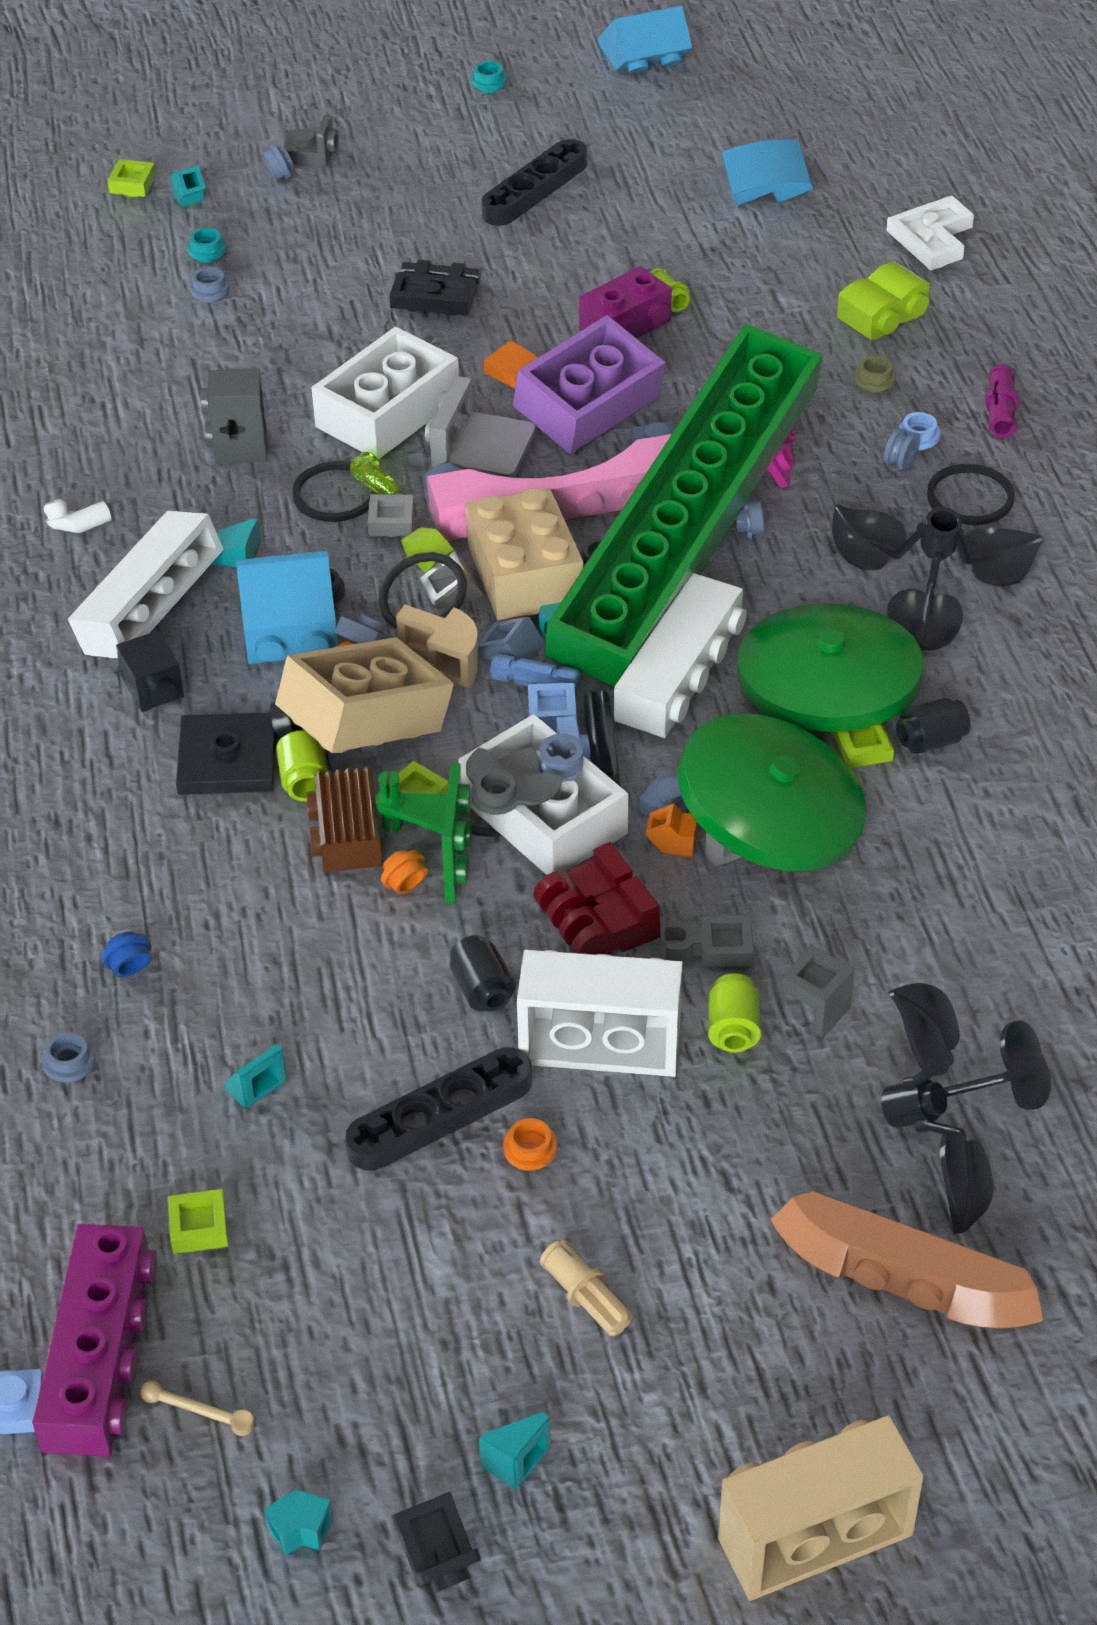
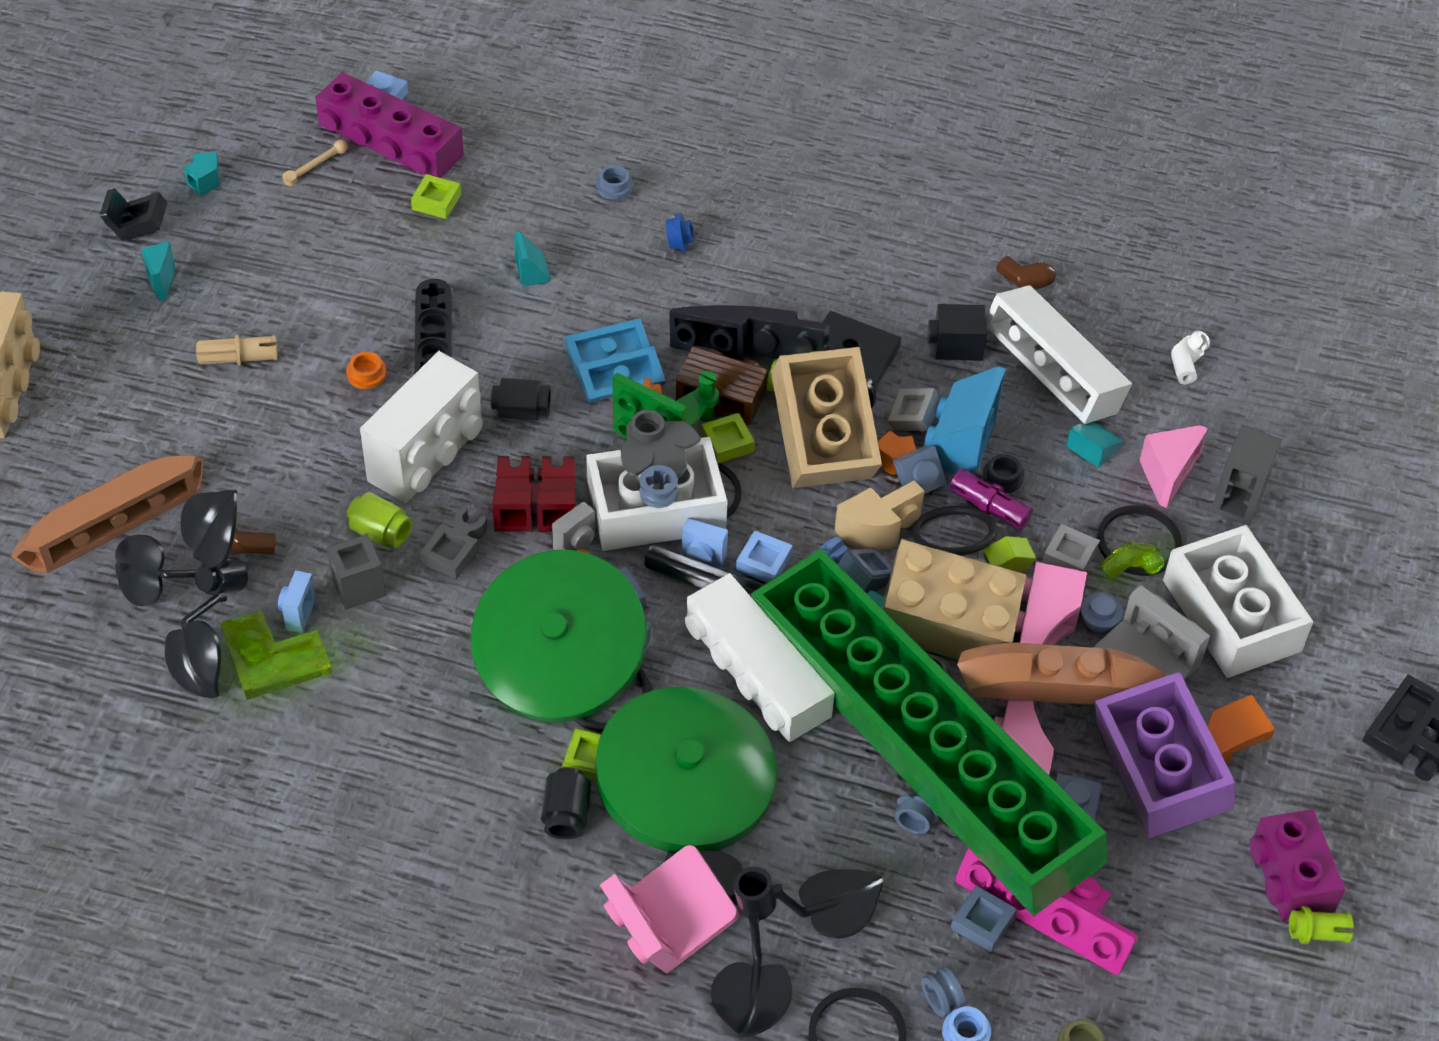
camera: 115 degrees right, 5 degrees up
(26, 660) = (1036, 275): none -> reddish brown arm
(236, 481) = (1169, 458): none -> bright pink slope
(259, 816) = (746, 331): none -> black slope
(272, 662) = (914, 409): none -> light grey plate
(362, 934) = (612, 350): none -> dark azure slope
(363, 581) = (991, 499): none -> magenta pin
(562, 448) = (1052, 672): none -> nougat brick
(634, 847) = (574, 529): none -> light grey plate
(817, 450) = (983, 918): none -> sand blue plate
(856, 1135) = (253, 542): none -> reddish brown arm
(881, 1027) = (297, 601): none -> light blue plate
(978, 612) = (671, 909): none -> bright pink bracket
(980, 1014) = (271, 665): none -> clear neon green plate

